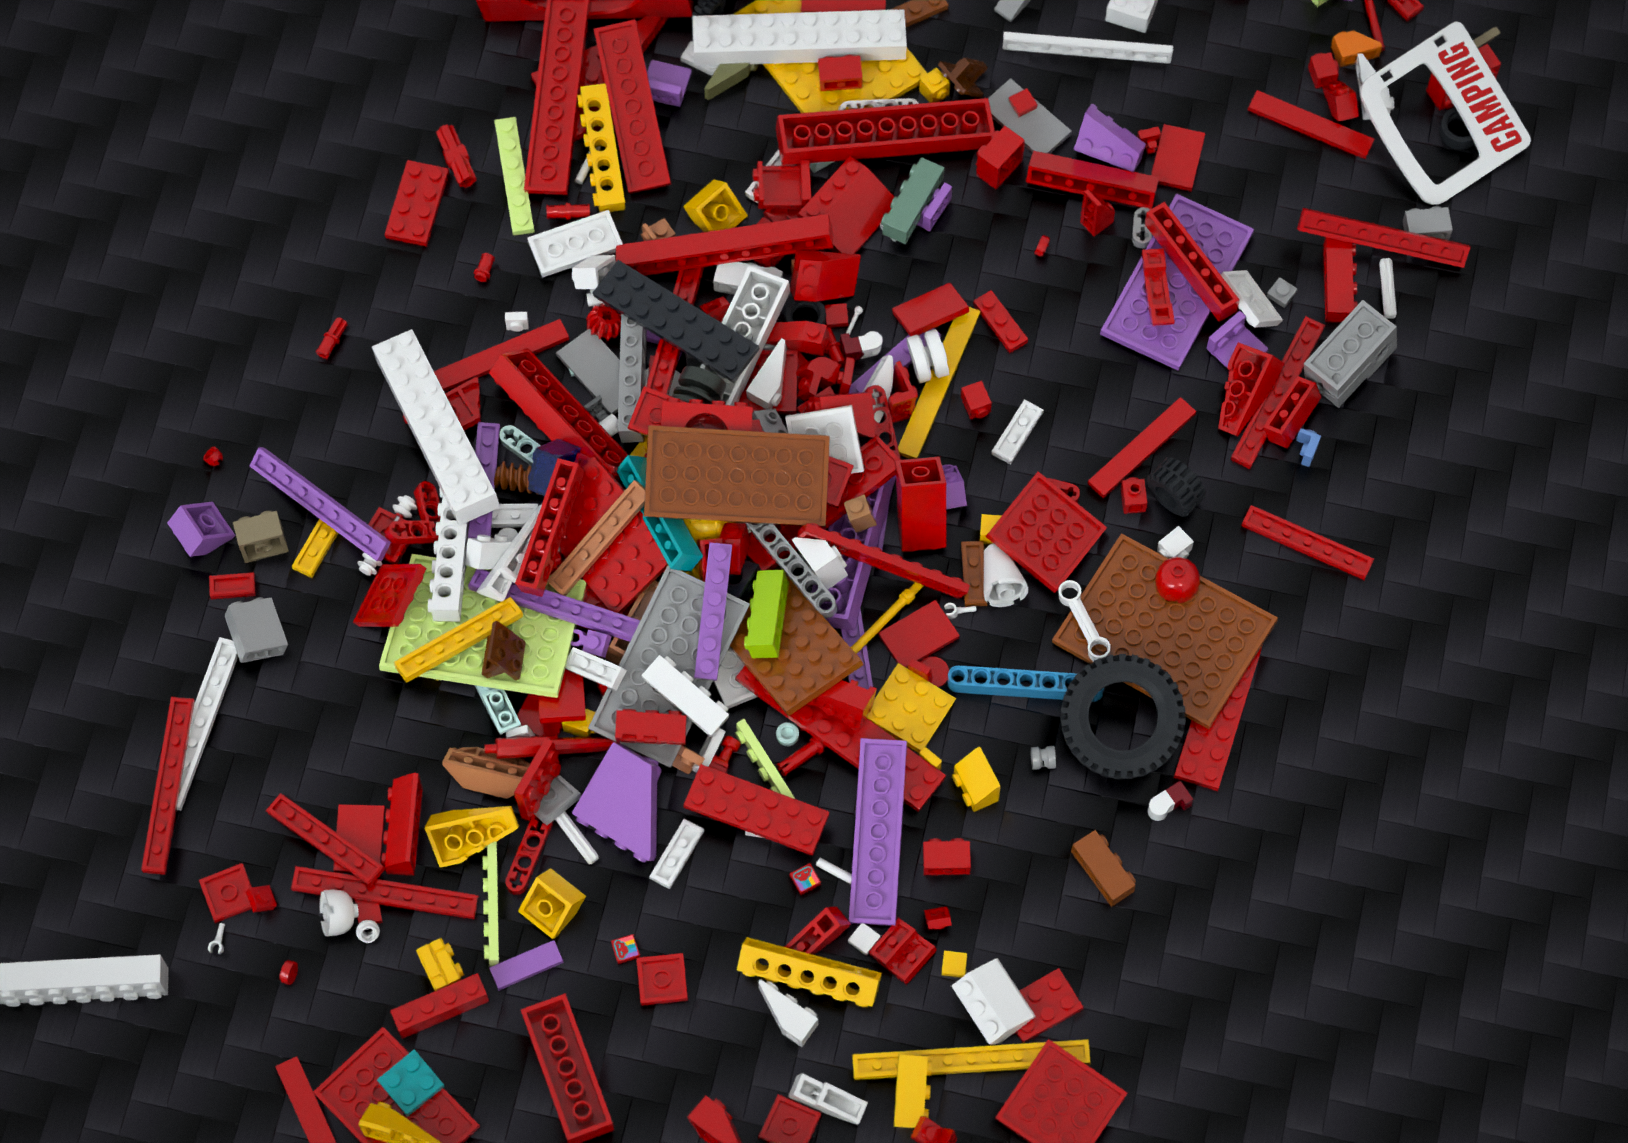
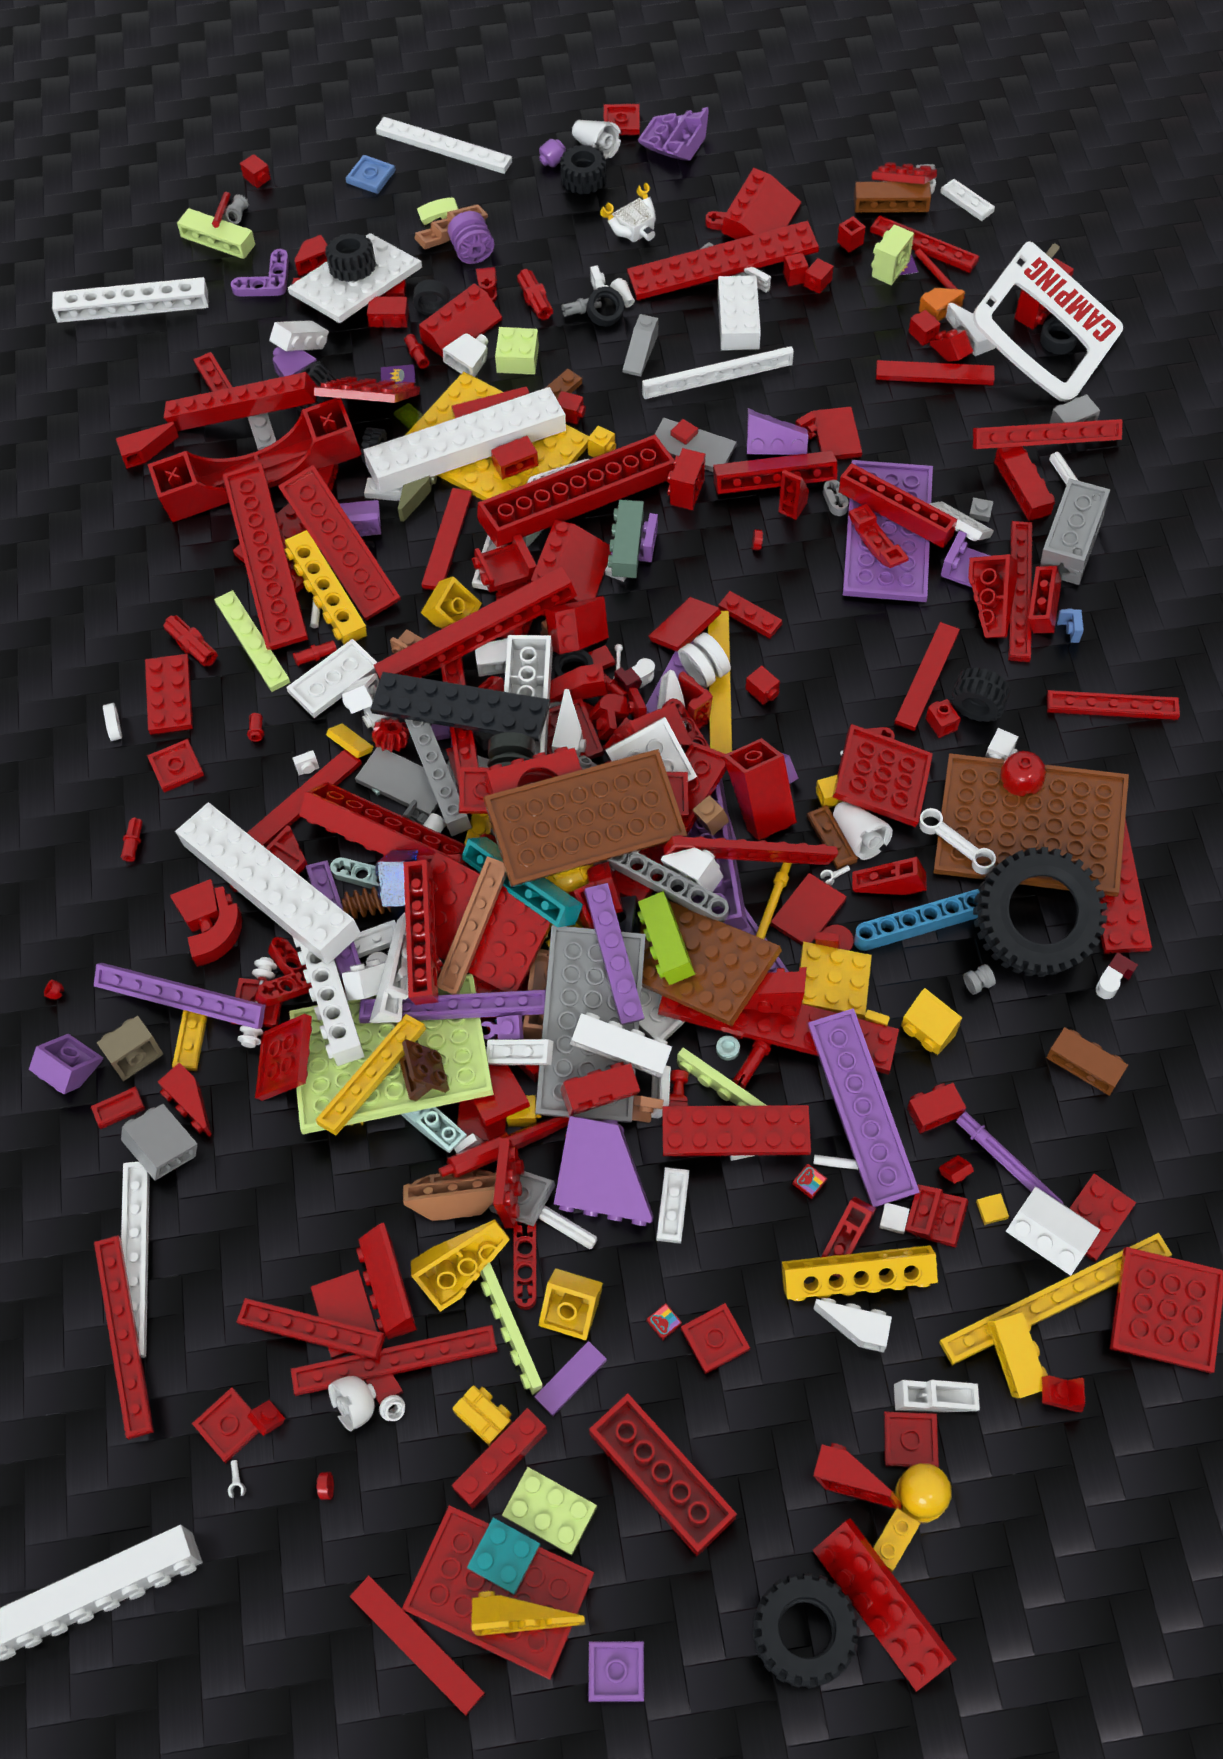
camera: 20 degrees left, 5 degrees down
(296, 595) = (186, 1093): none -> red slope
(354, 214) = (112, 721): none -> white beam
(368, 426) = (198, 906): none -> red torso
(377, 463) = (222, 936): none -> red arch
(397, 278) = (175, 765): none -> red tile
(464, 1064) = (549, 1511): none -> yellowish green plate
(565, 313) = (349, 740): none -> yellow tile
(742, 134) = (447, 538): none -> red tile
(921, 34) = (572, 406): none -> red brick
(964, 75) = (624, 423): reddish brown bracket -> none
(986, 923) = (1002, 1155): none -> medium lavender axle
(1010, 634) = (892, 878): none -> red slope
(1017, 432) = (810, 701): white tile -> none

